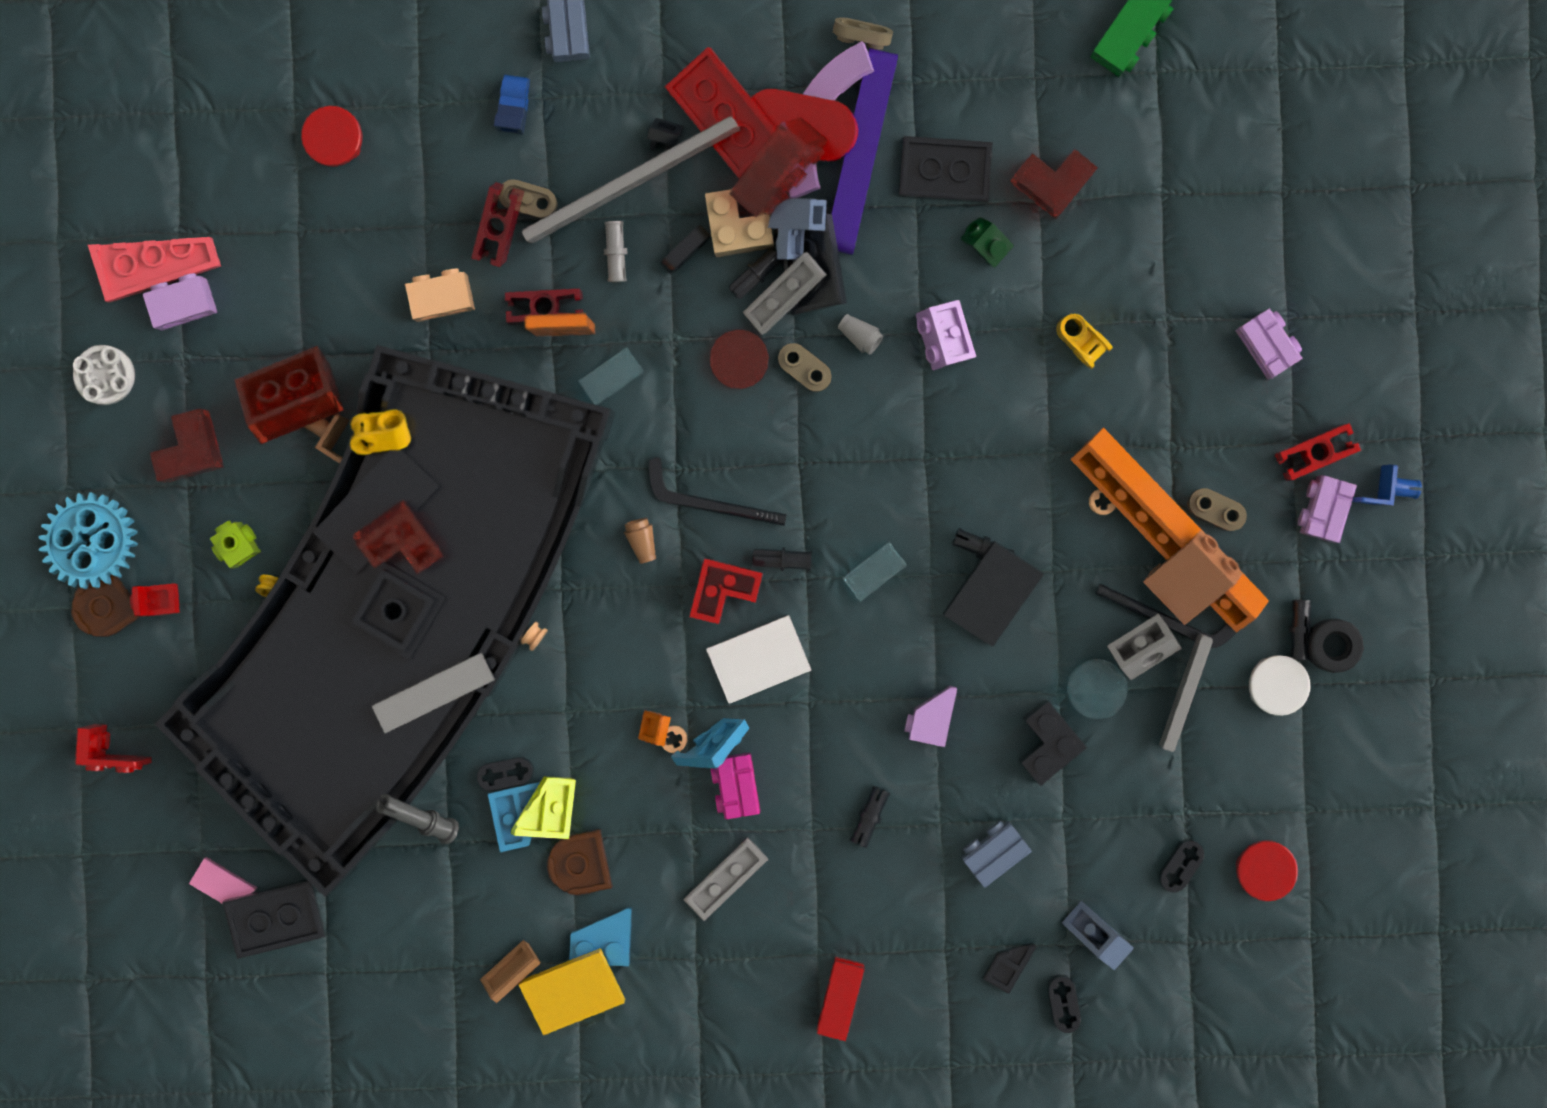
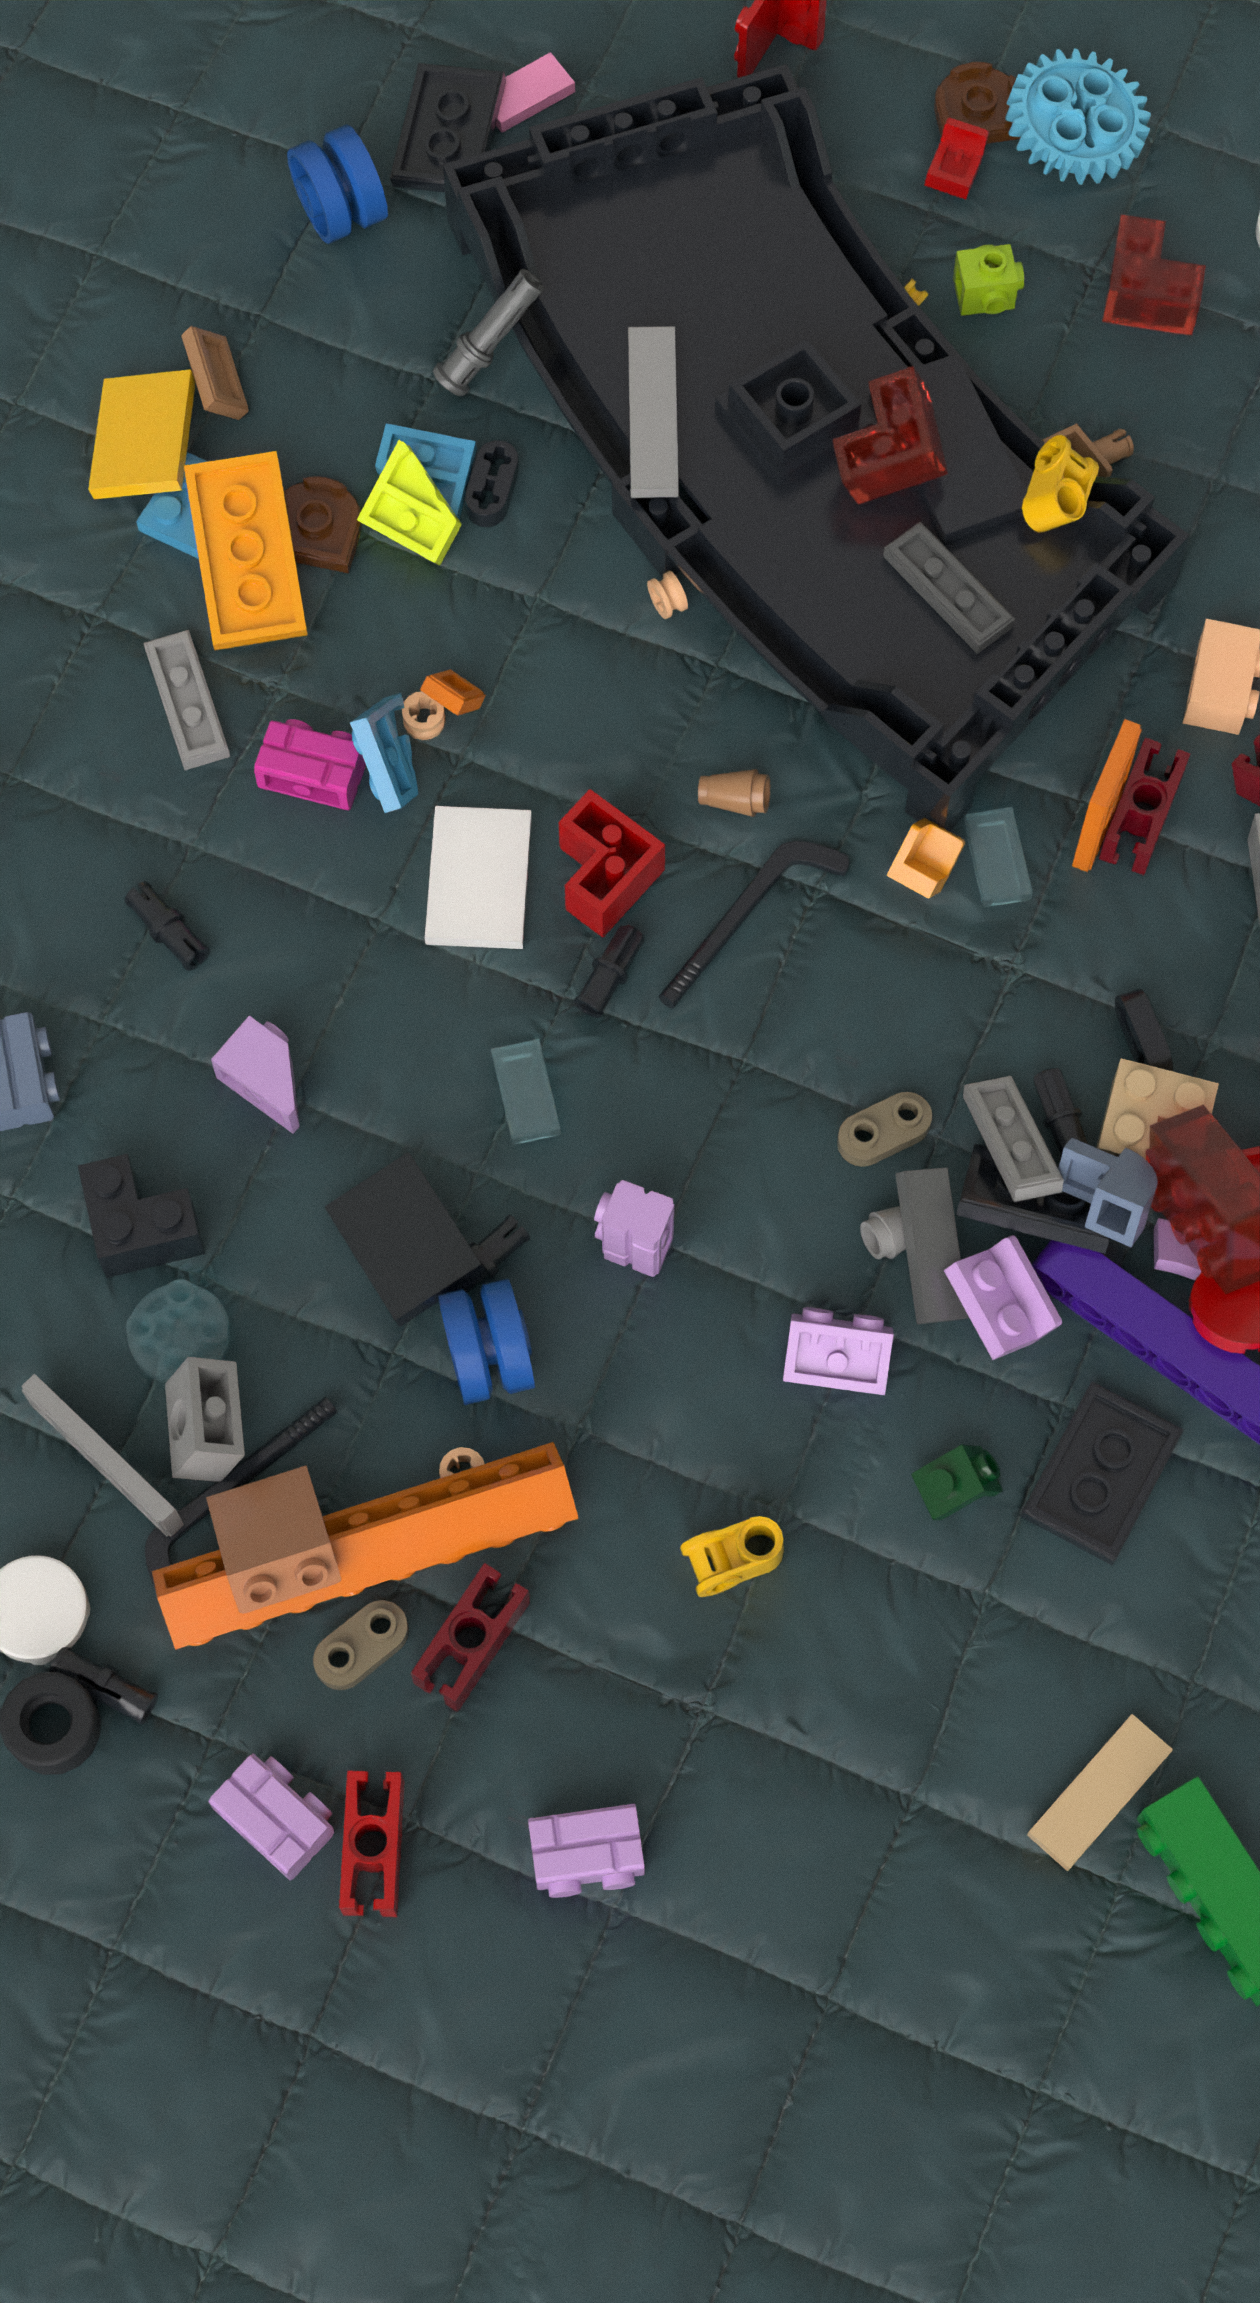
camera: 115 degrees right, 20 degrees down
(288, 395) = (1168, 419): clear red brick -> none
(354, 961) = (337, 184): none -> blue wheel
(470, 470) = (948, 587): none -> dark grey tile
(615, 251) = (1184, 938): light grey pin -> none
(622, 890) = (245, 550): none -> light orange plate
(637, 413) = (926, 858): none -> light orange panel
(739, 359) = (940, 1042): clear red tile -> none
(866, 310) = (930, 1243): none -> dark grey tile
(878, 260) = (1003, 1297): none -> lavender bracket
(933, 471) = (635, 1227): none -> lavender brick
(1033, 517) = (487, 1341): none -> blue wheel
(1050, 188) = (996, 1621): clear red brick -> none
(1116, 100) = (1099, 1792): none -> tan tile
(1200, 446) = (474, 1659): none -> dark red piece
(1390, 487) = (254, 1939): blue bracket -> none

